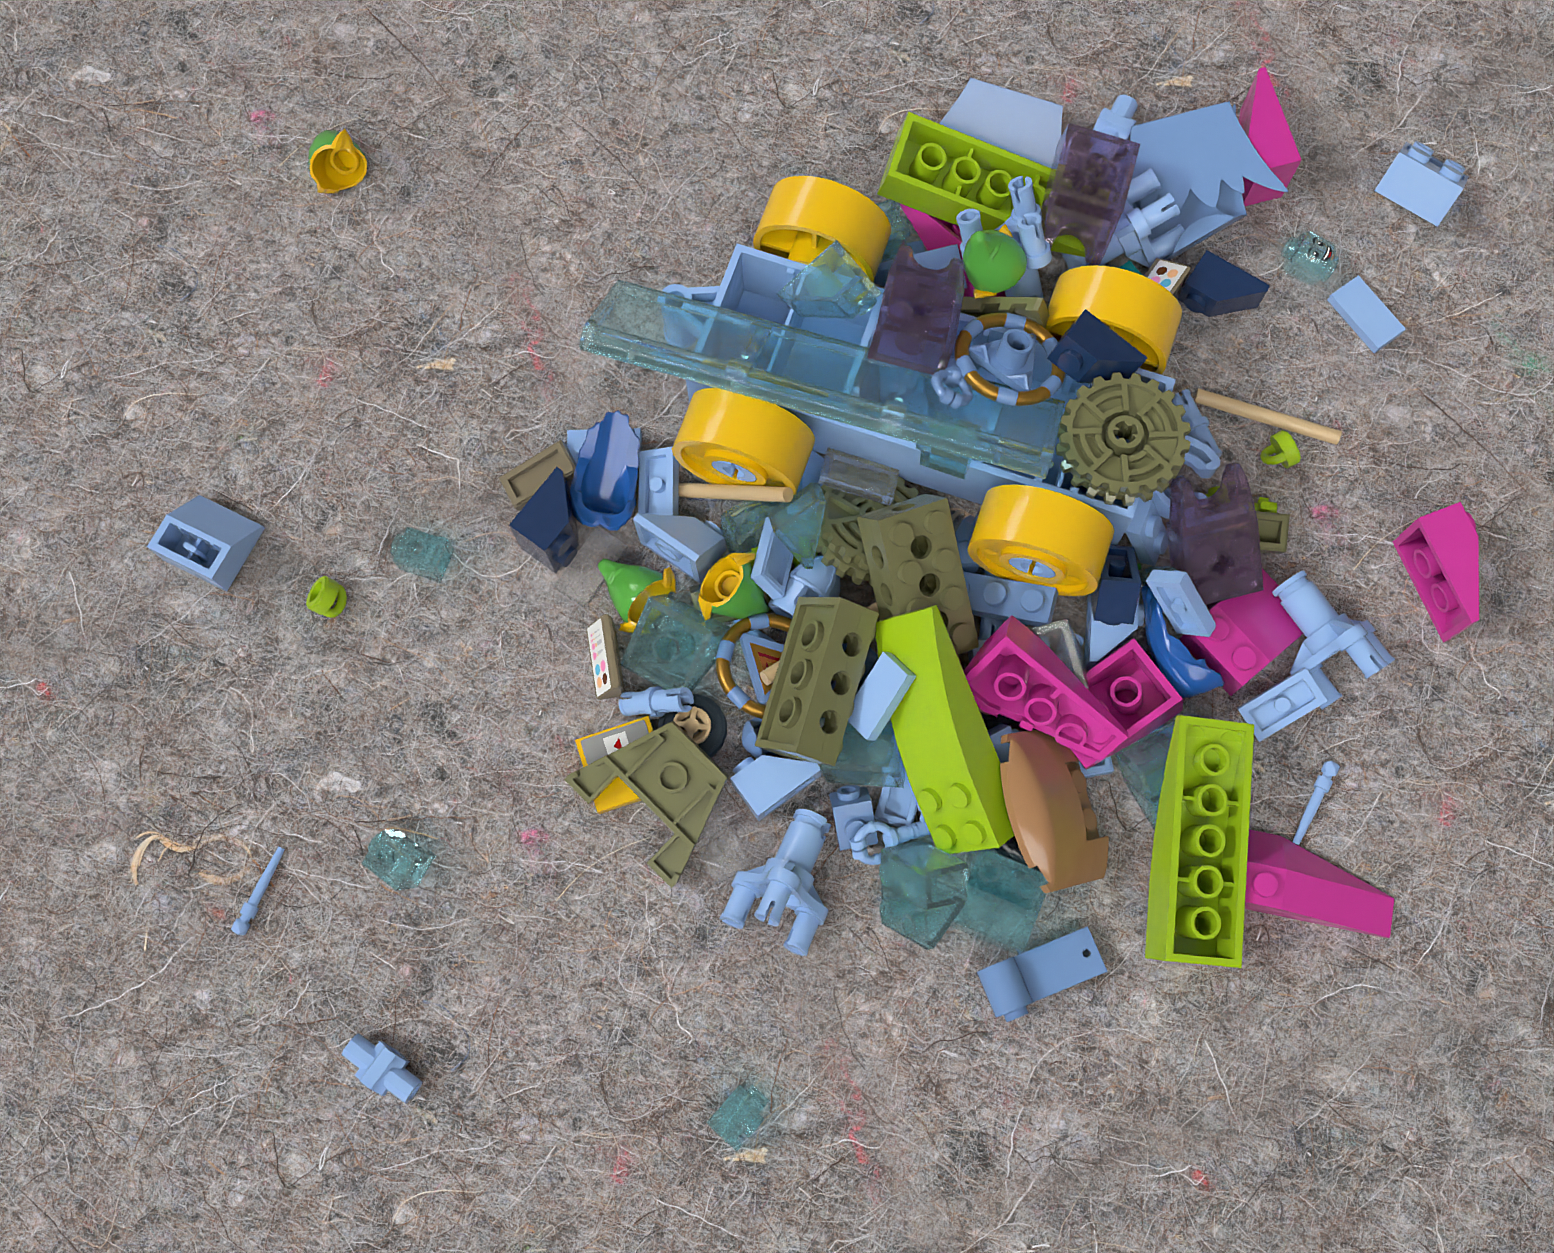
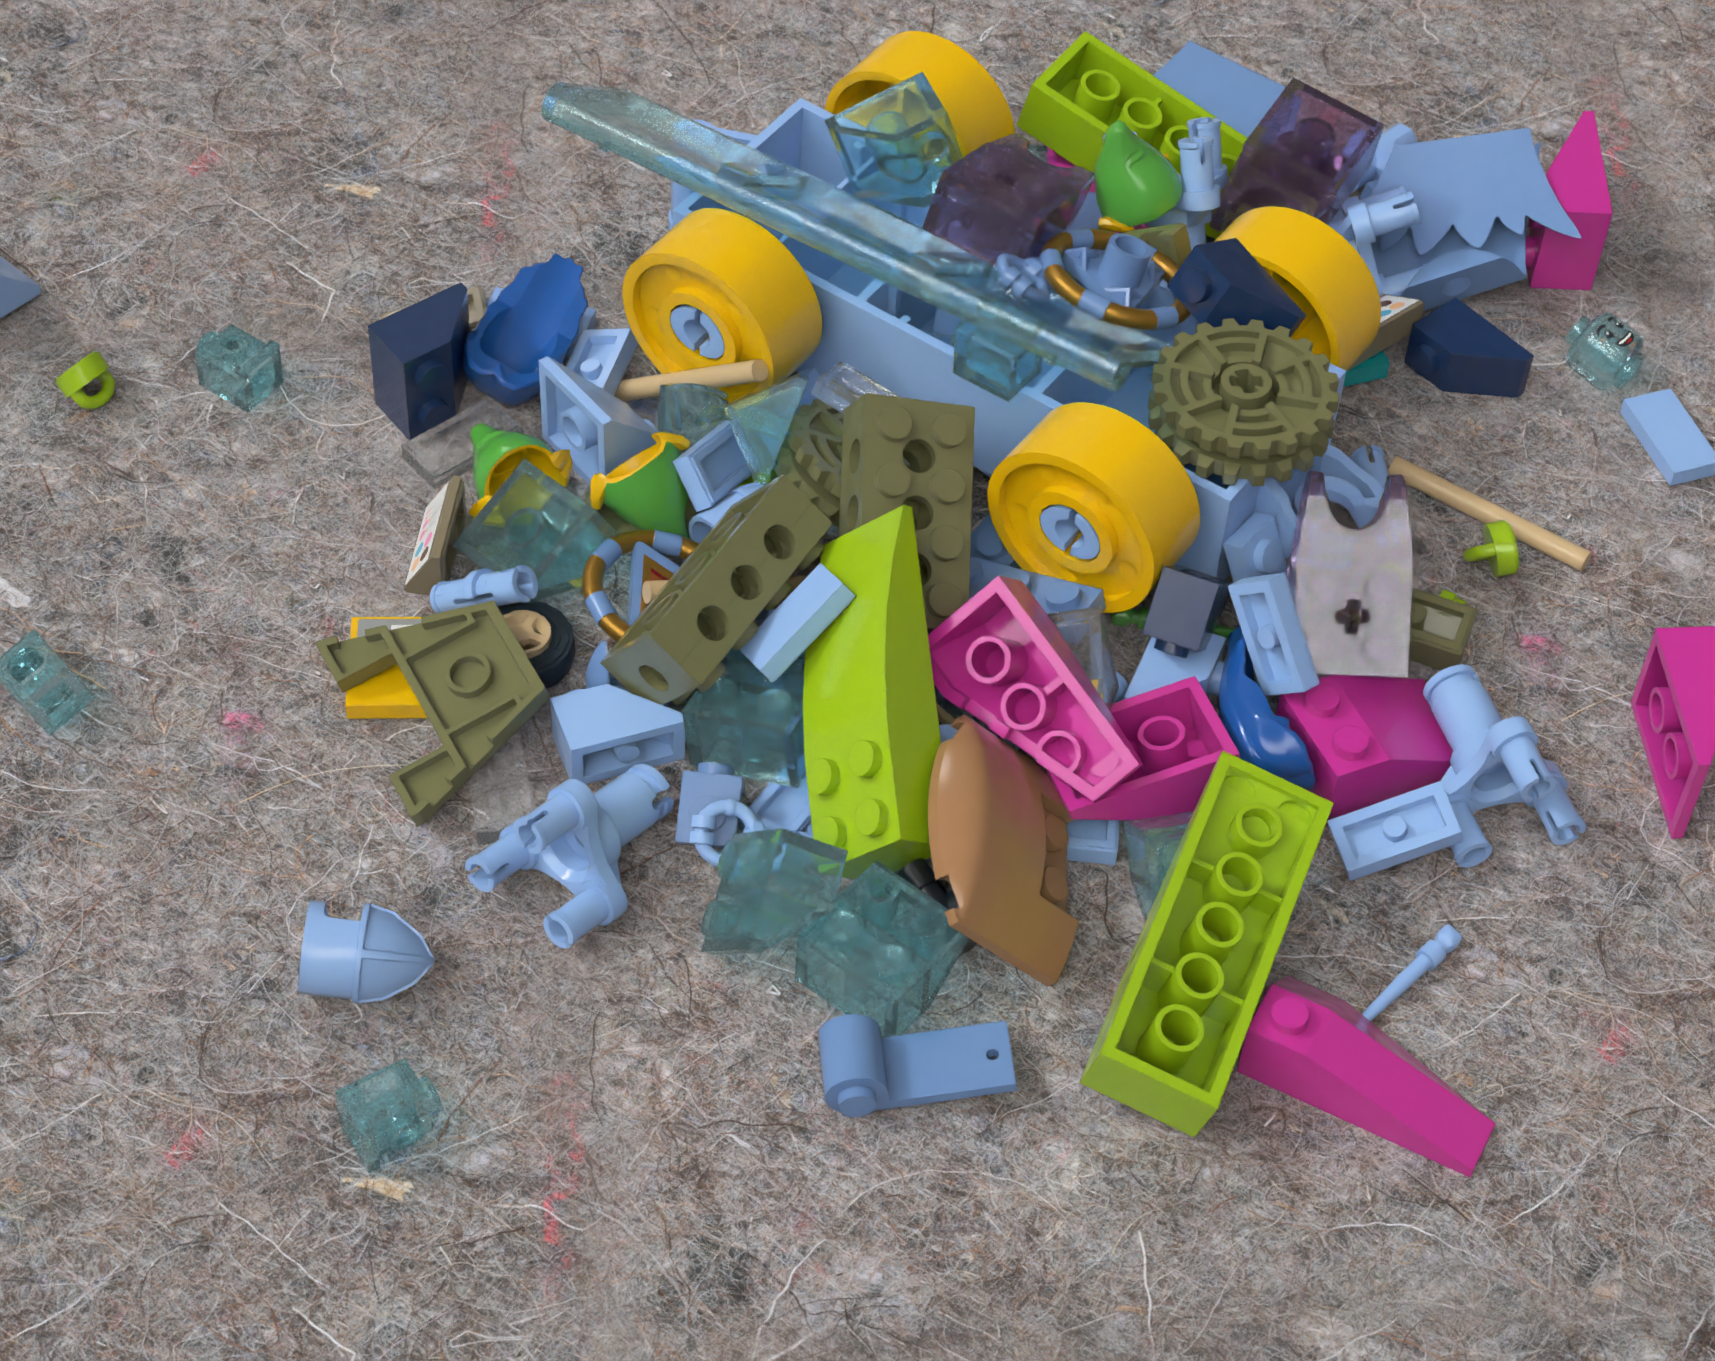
camera: 10 degrees right, 25 degrees down
(680, 1008) = (360, 958): none -> light blue helmet

